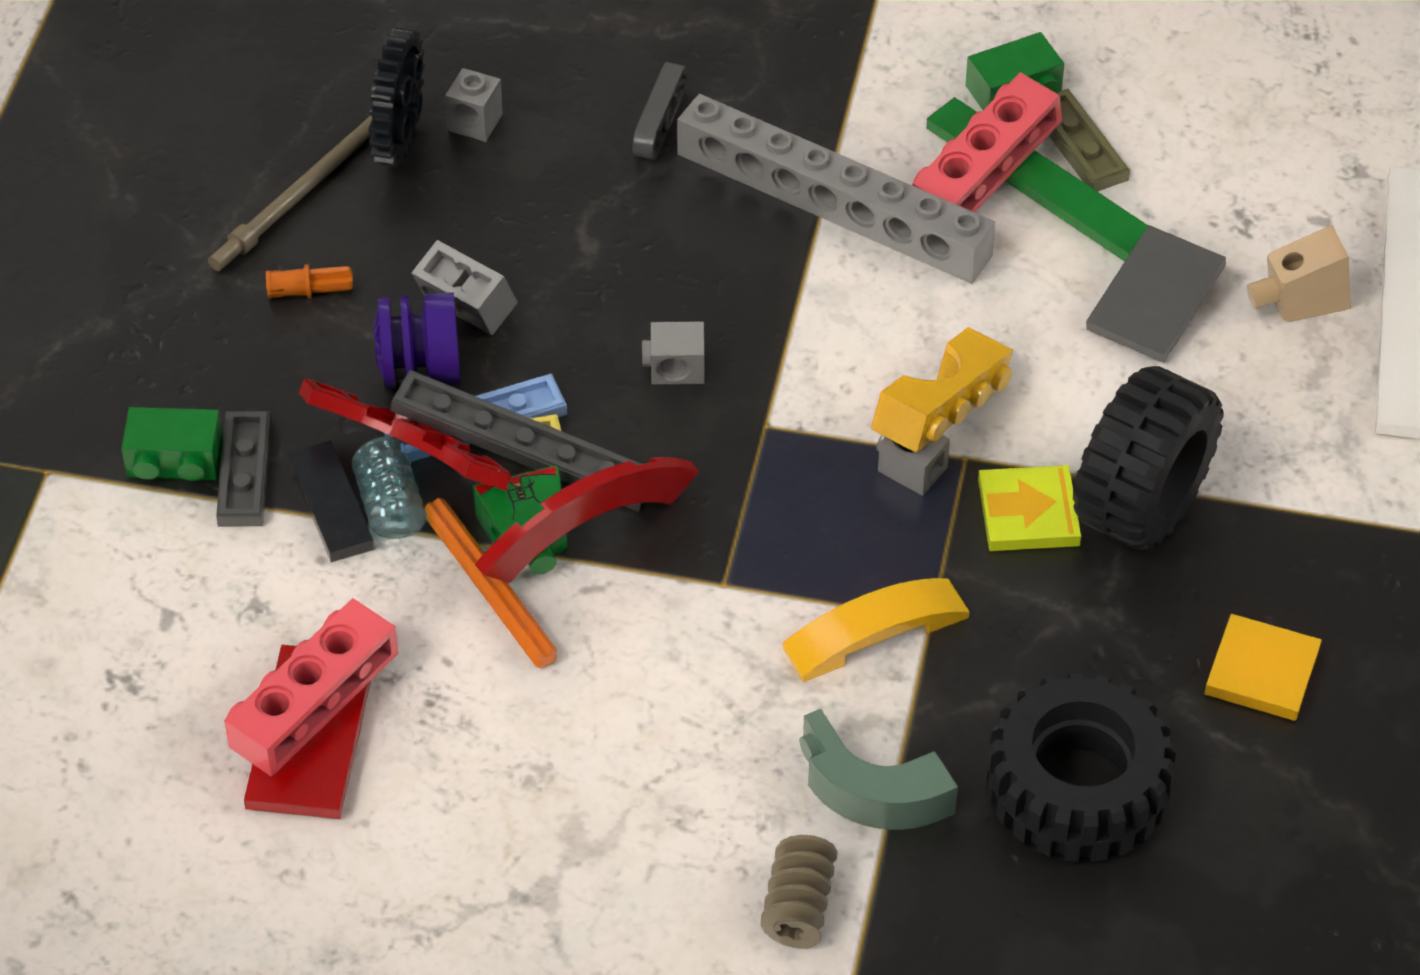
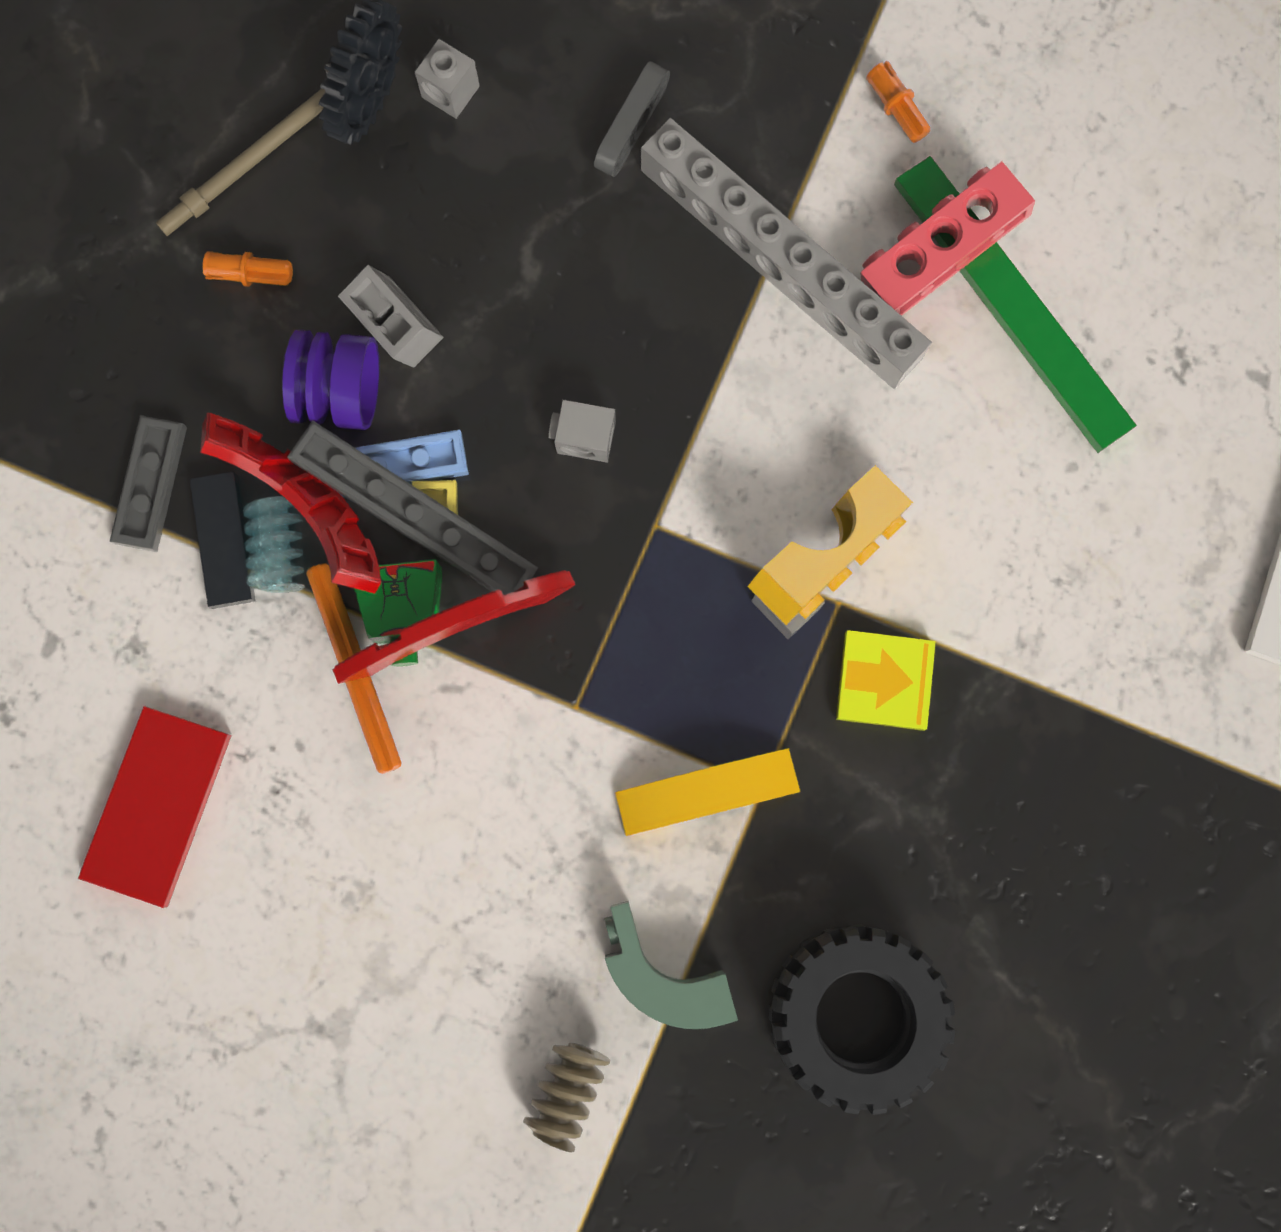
camera: 10 degrees right, 30 degrees up
(172, 443) = (79, 448): green brick -> none
(333, 681) = (88, 809): coral brick -> none
(912, 62) = (898, 101): none -> orange axle
(1000, 65) = (997, 134): green brick -> none
(1087, 147) = (1047, 237): olive tile -> none
(1147, 457) = (1015, 691): black tyre -> none
(1156, 293) = (1073, 448): dark grey tile -> none
(1263, 667) = (1064, 913): yellow tile -> none
(1305, 278) = (1239, 462): tan torso -> none

